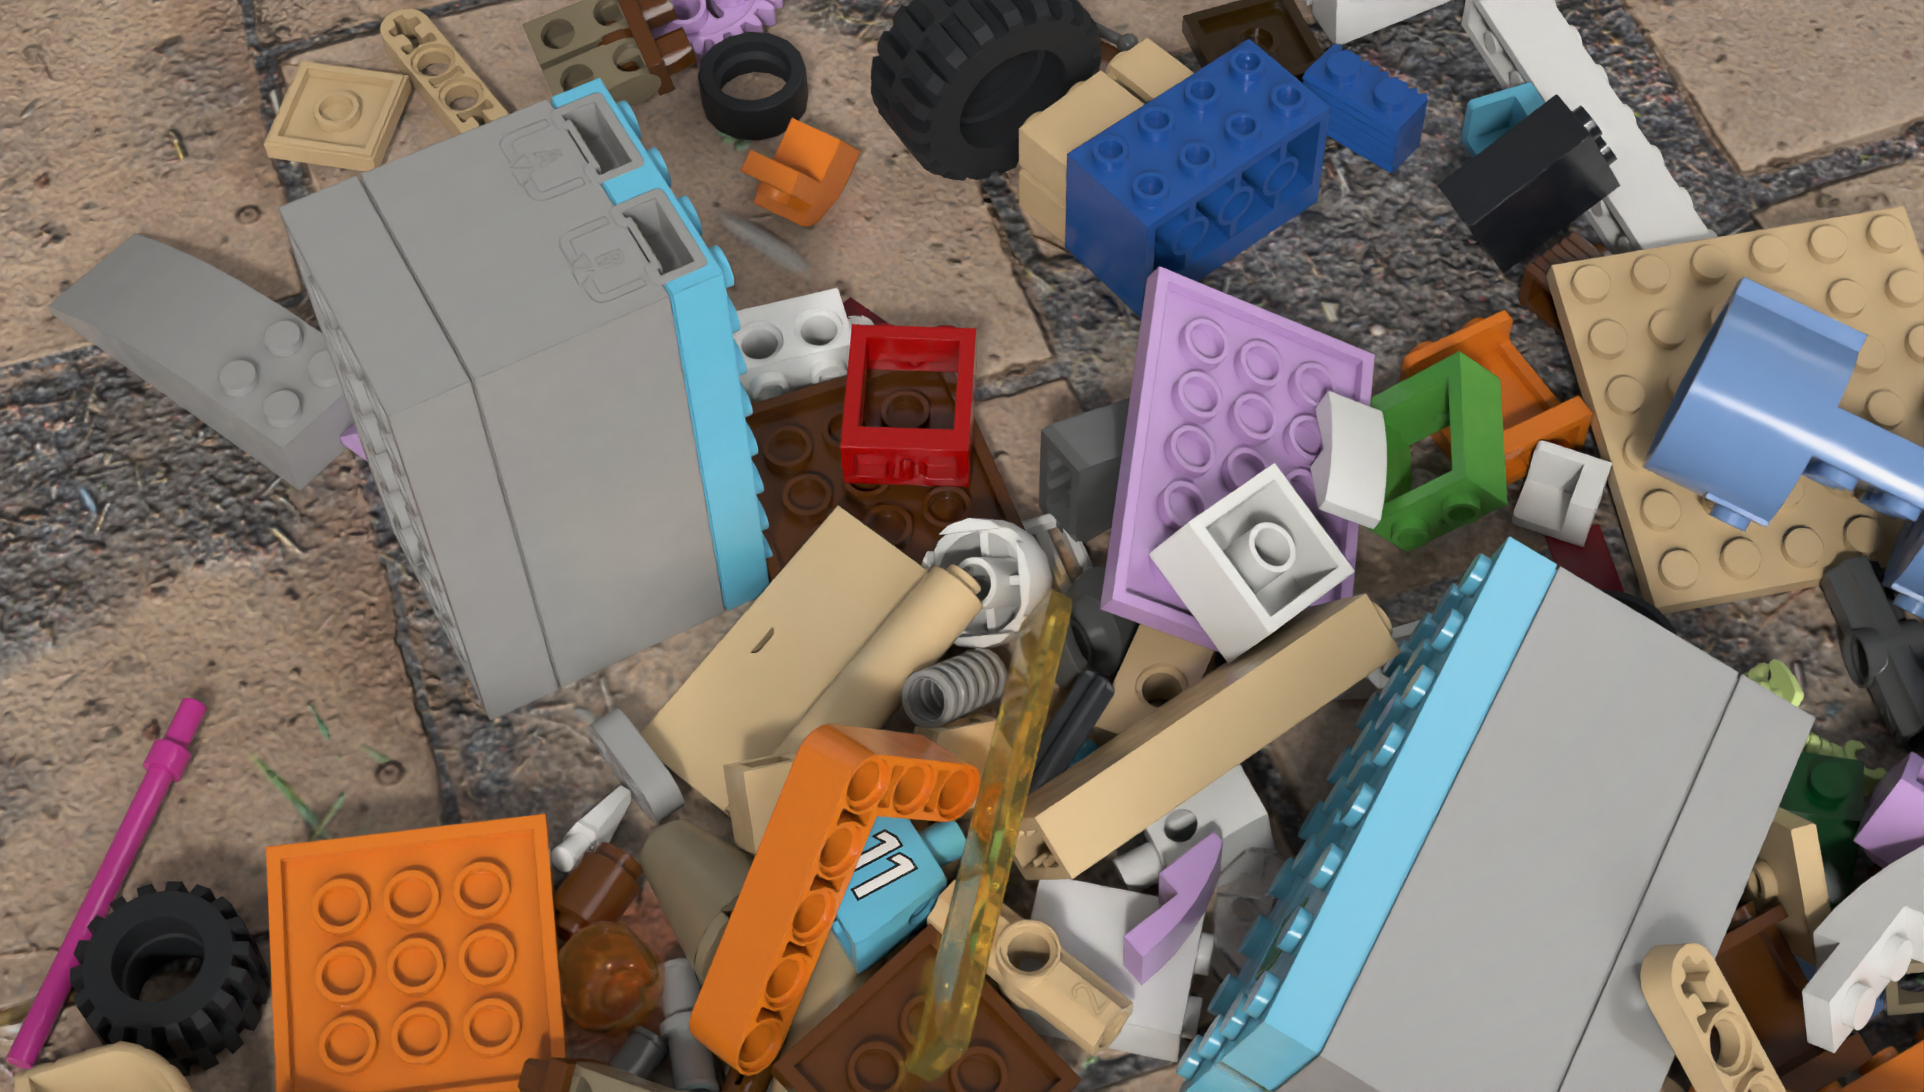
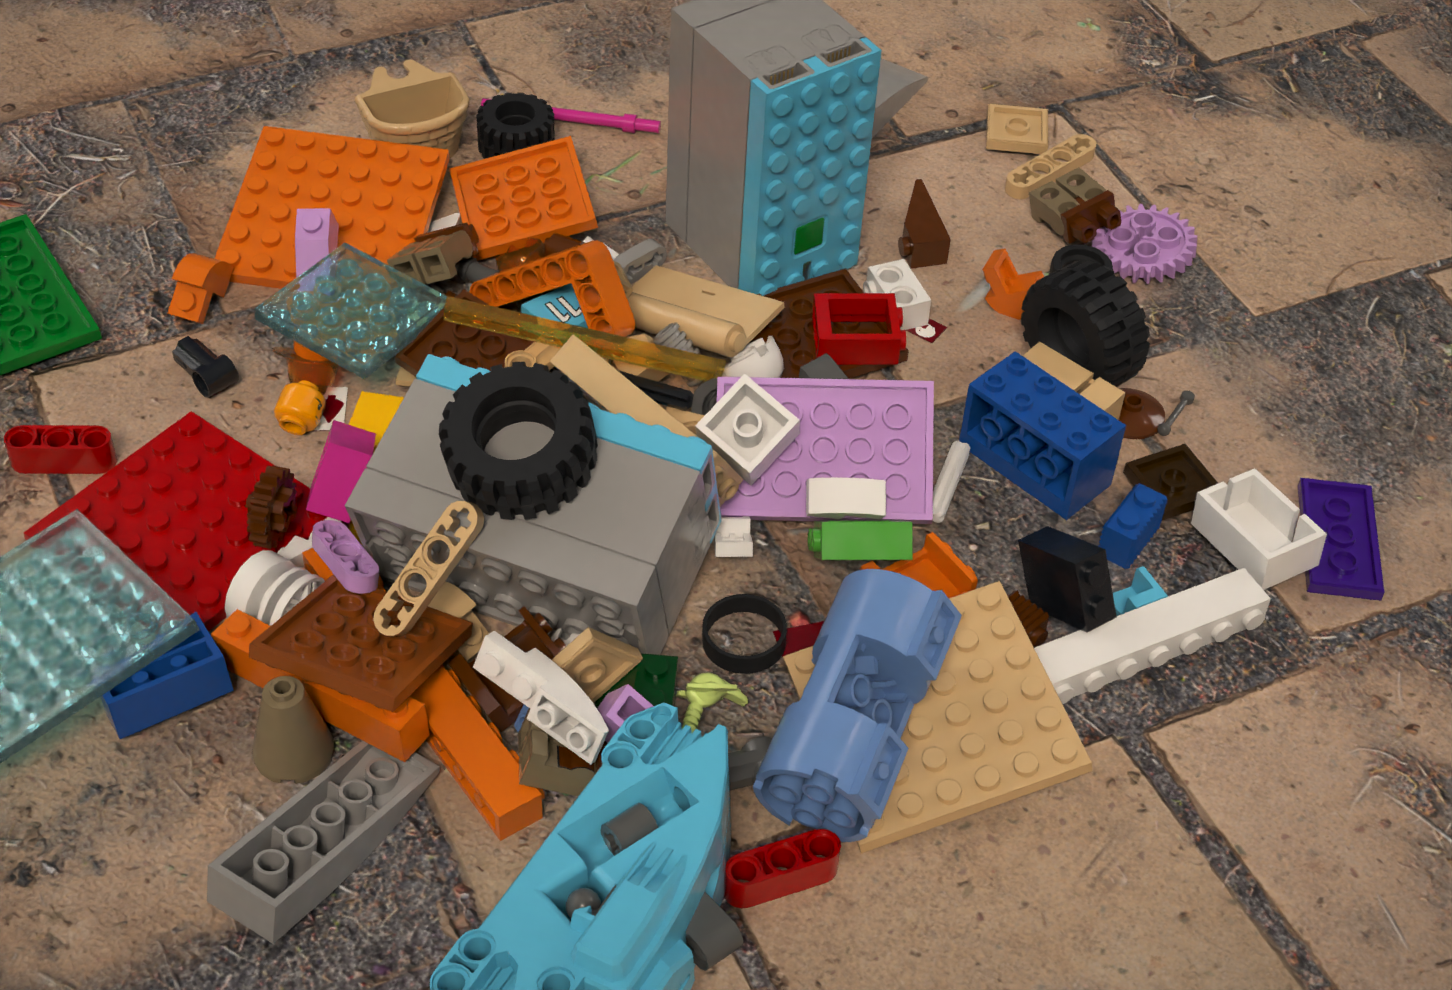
camera: 80 degrees right, 10 degrees down
(1612, 793) = (508, 398): none -> black tyre

